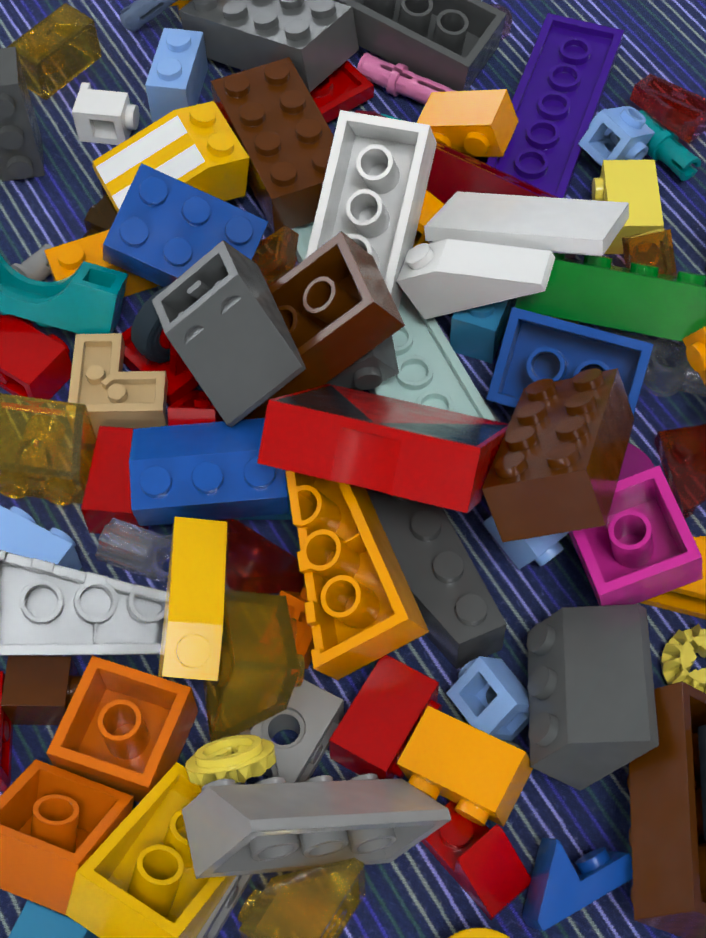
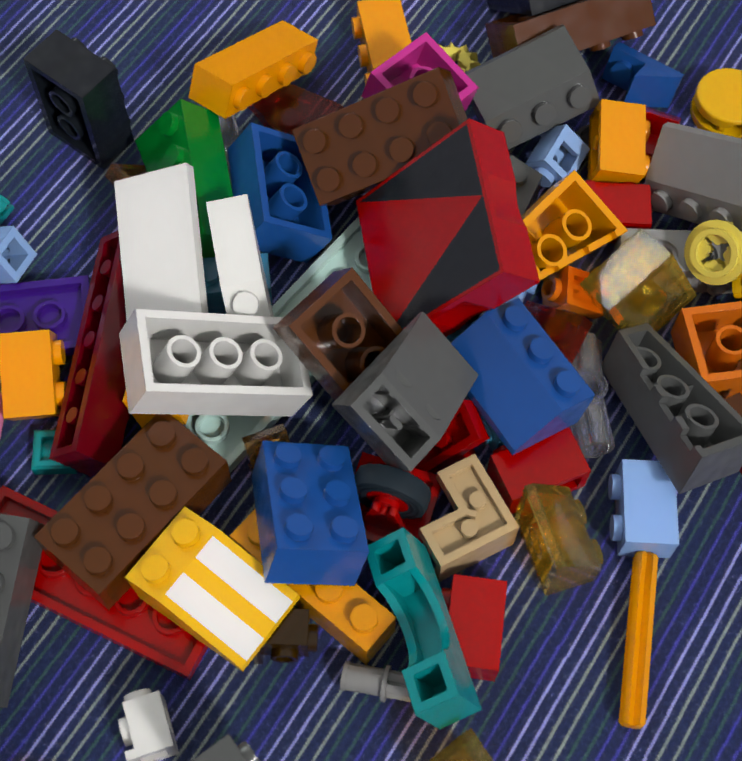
camera: 120 degrees left, 5 degrees up
(176, 72) = (63, 680): light blue brick -> none
(194, 600) = (638, 319): yellow slope -> none
(632, 183) = (67, 227): light yellow brick -> none

